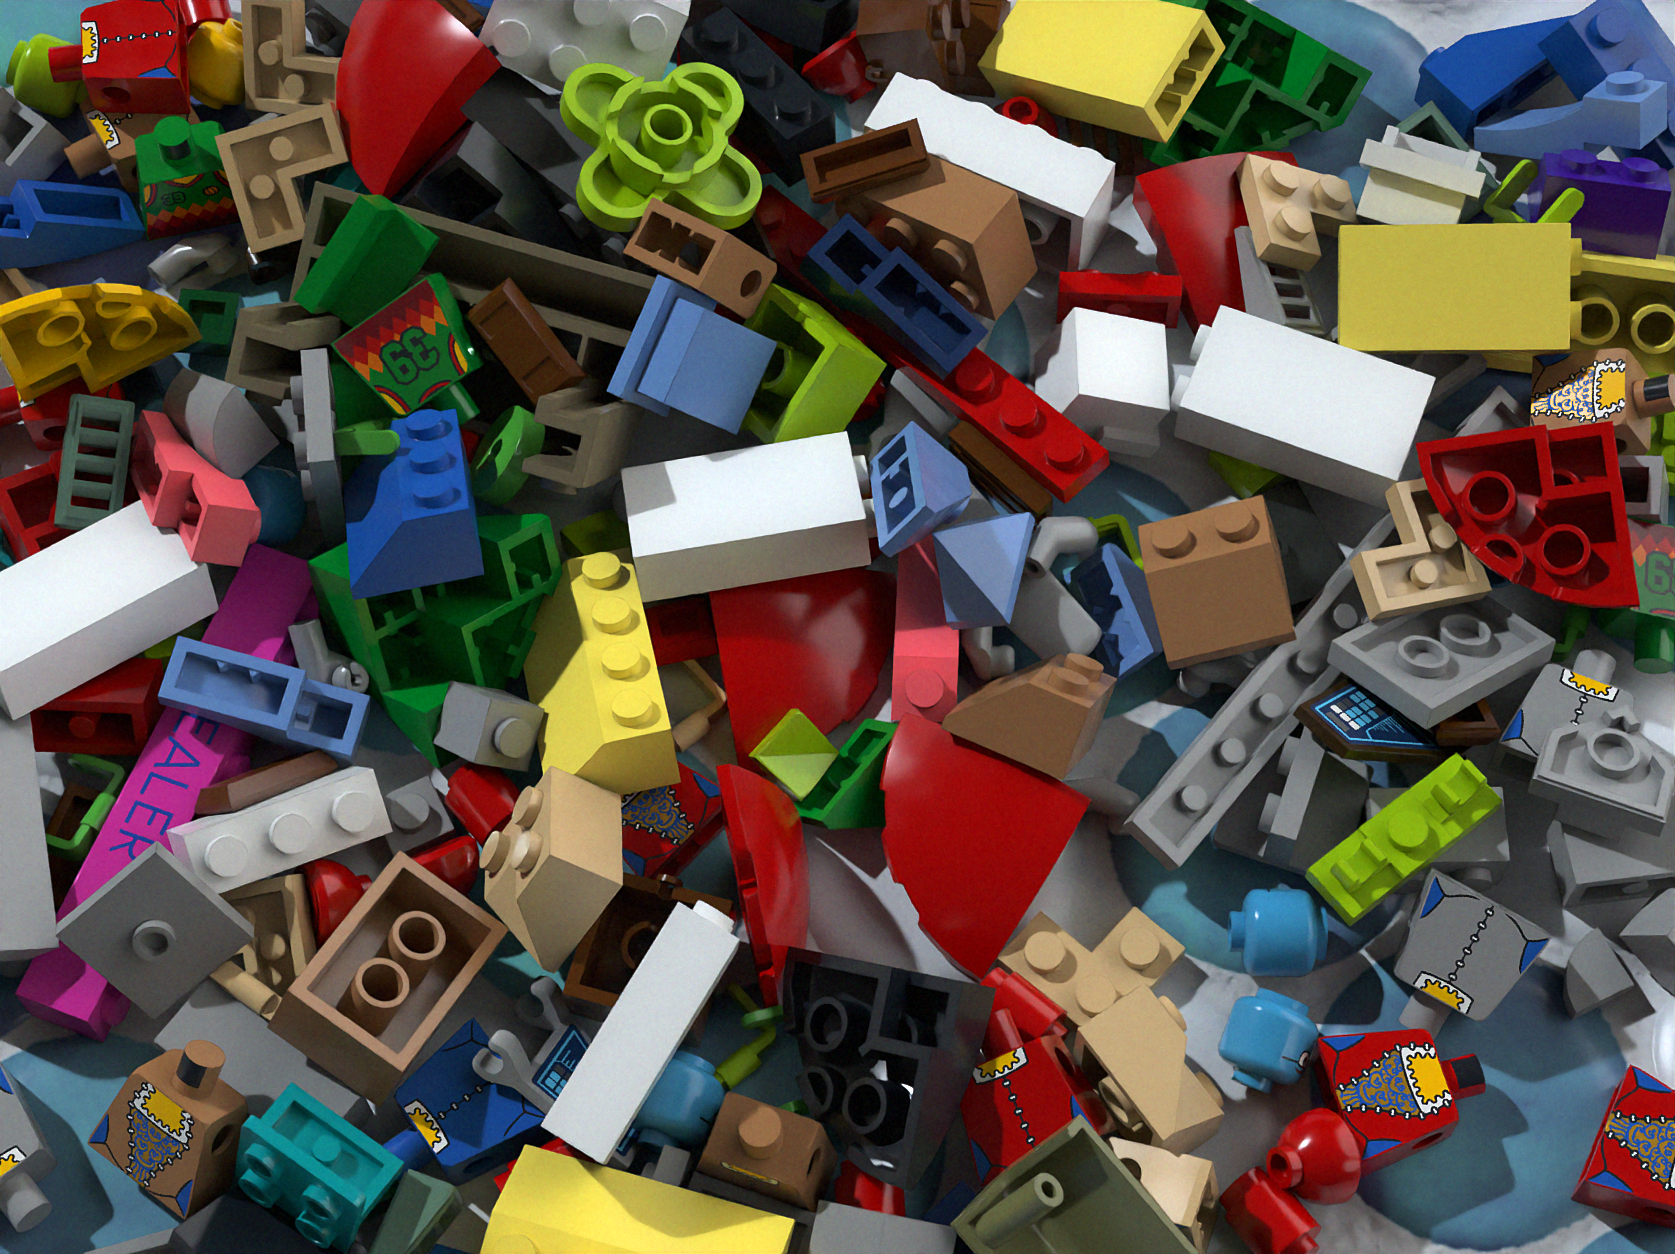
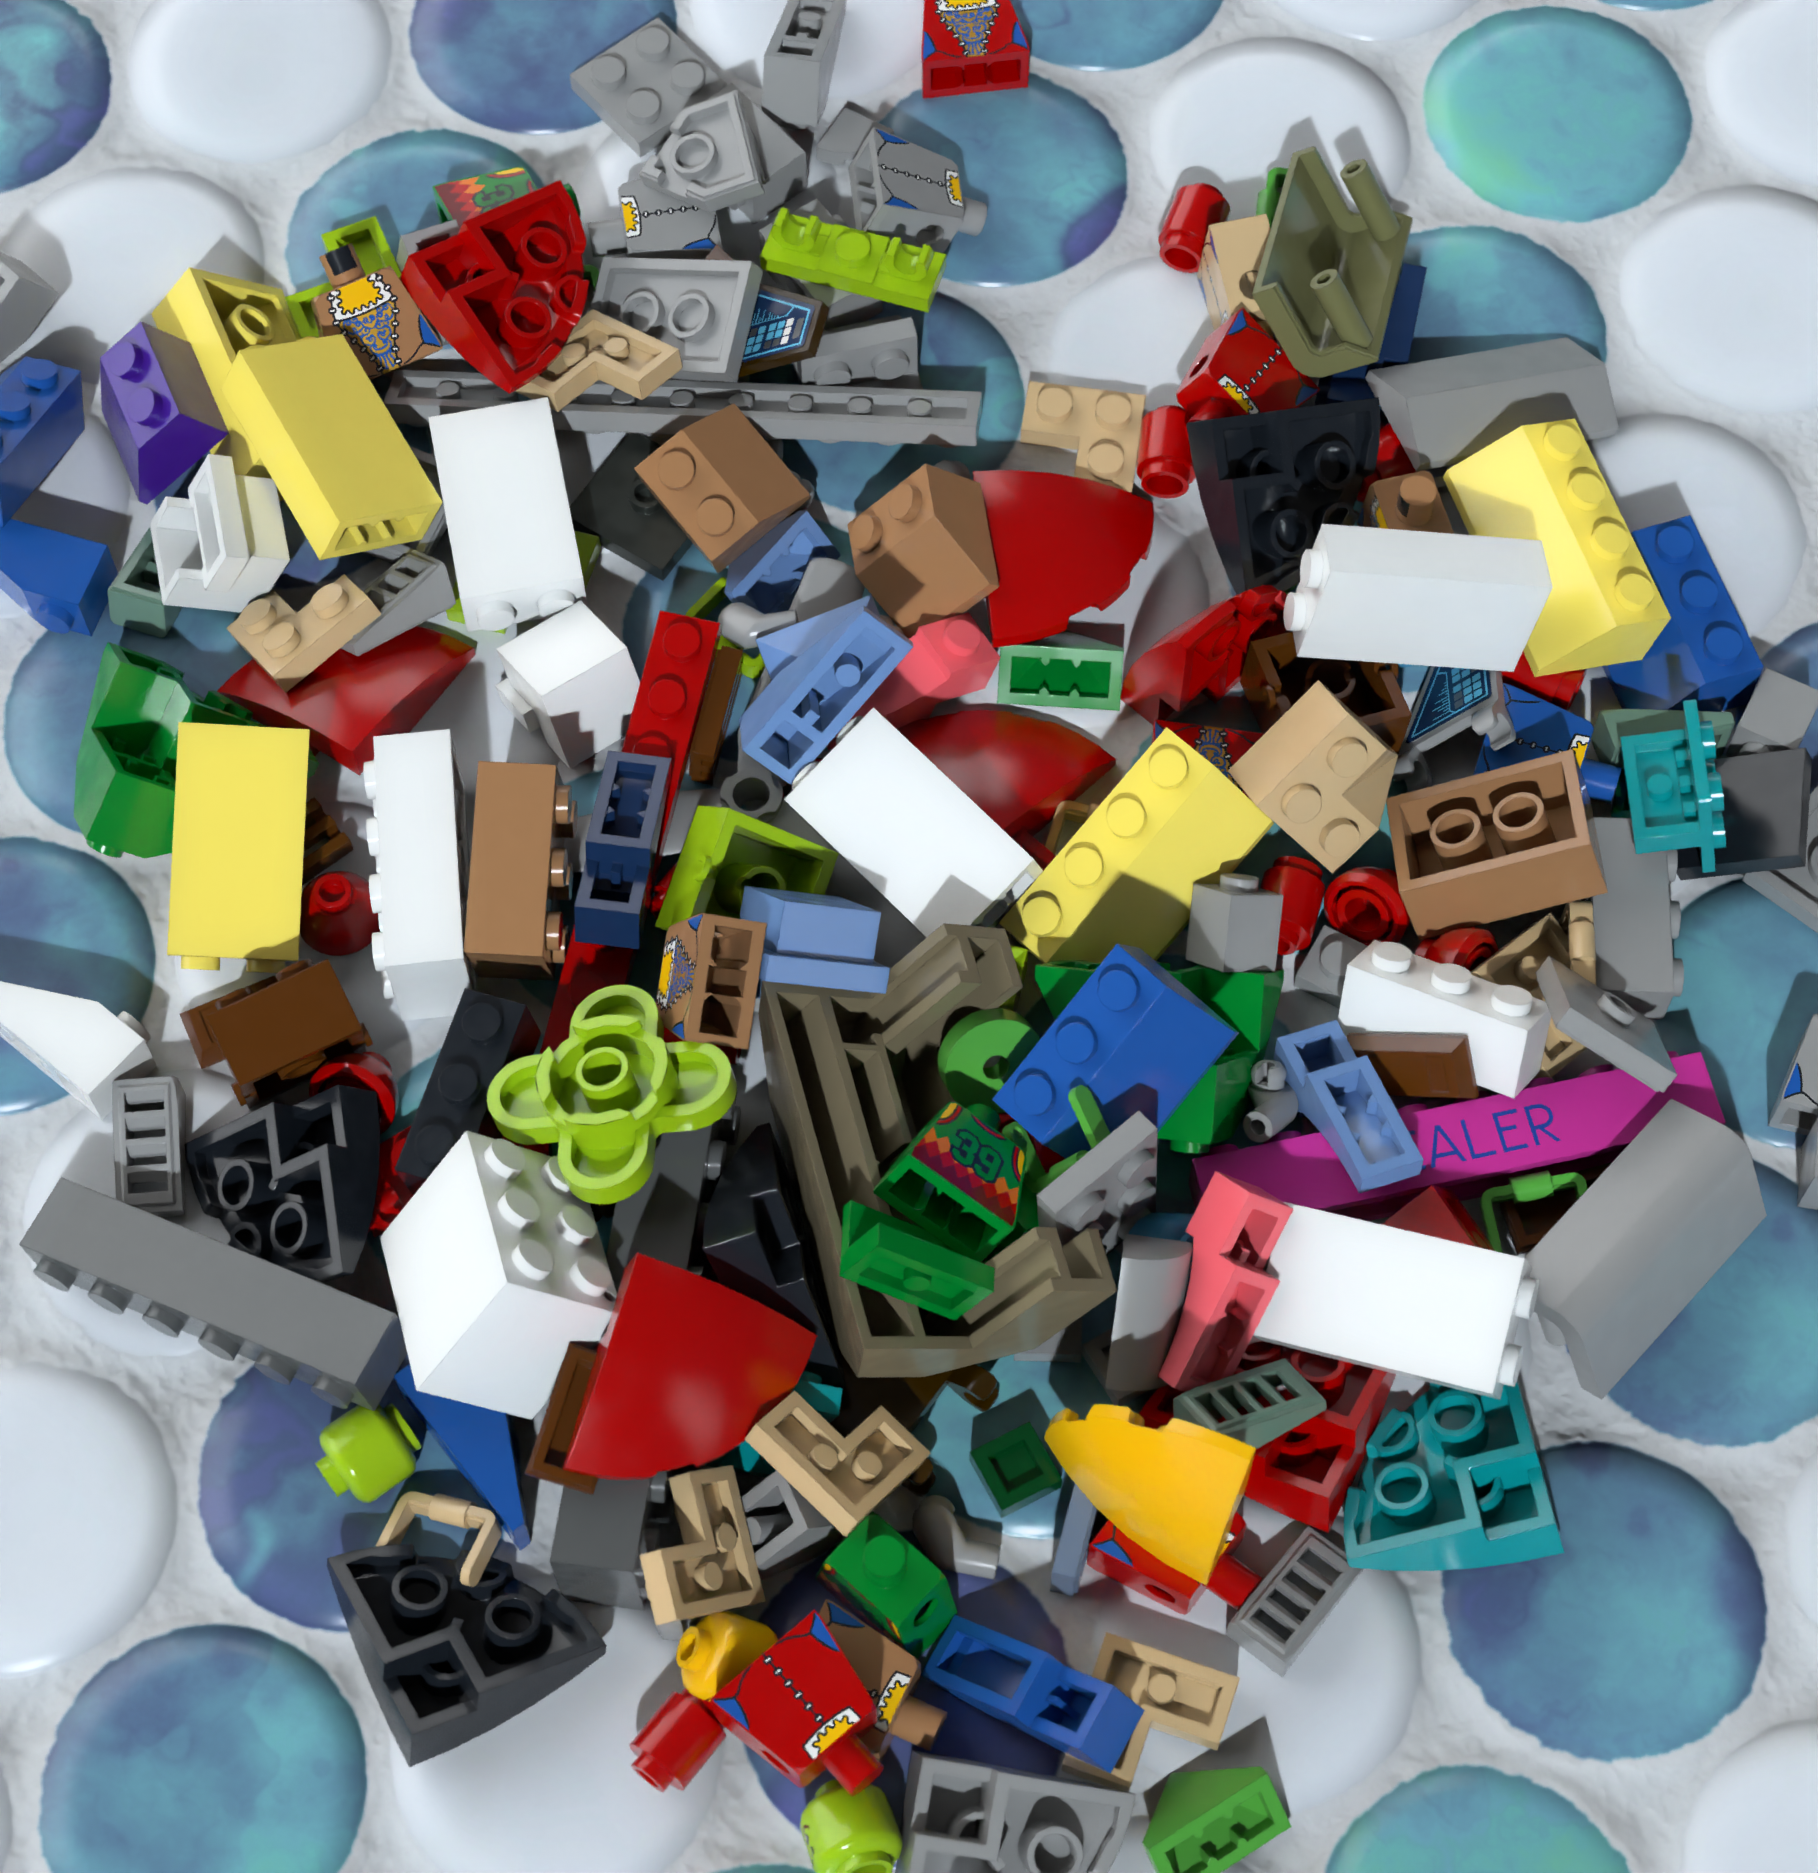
camera: 125 degrees left, 0 degrees up
(176, 1128) = (1722, 936): medium nougat torso -> none
(523, 343) = (885, 1094): reddish brown tile -> none
(794, 754) = (1079, 717): lime slope -> none
(865, 162) = (514, 914): reddish brown tile -> none
(1138, 296) = (460, 709): red plate -> none
(1139, 1073) = (1160, 329): tan slope -> none
(1268, 1040) = (1063, 290): dark azure head -> none
(1279, 932) = (975, 322): dark azure head -> none
(1317, 1158) = (1131, 213): red brick -> none
(1393, 1091) = (1047, 201): torso -> none
(1515, 184) = (222, 444): lime piece -> none
(1614, 113) = (86, 453): medium blue slope -> none

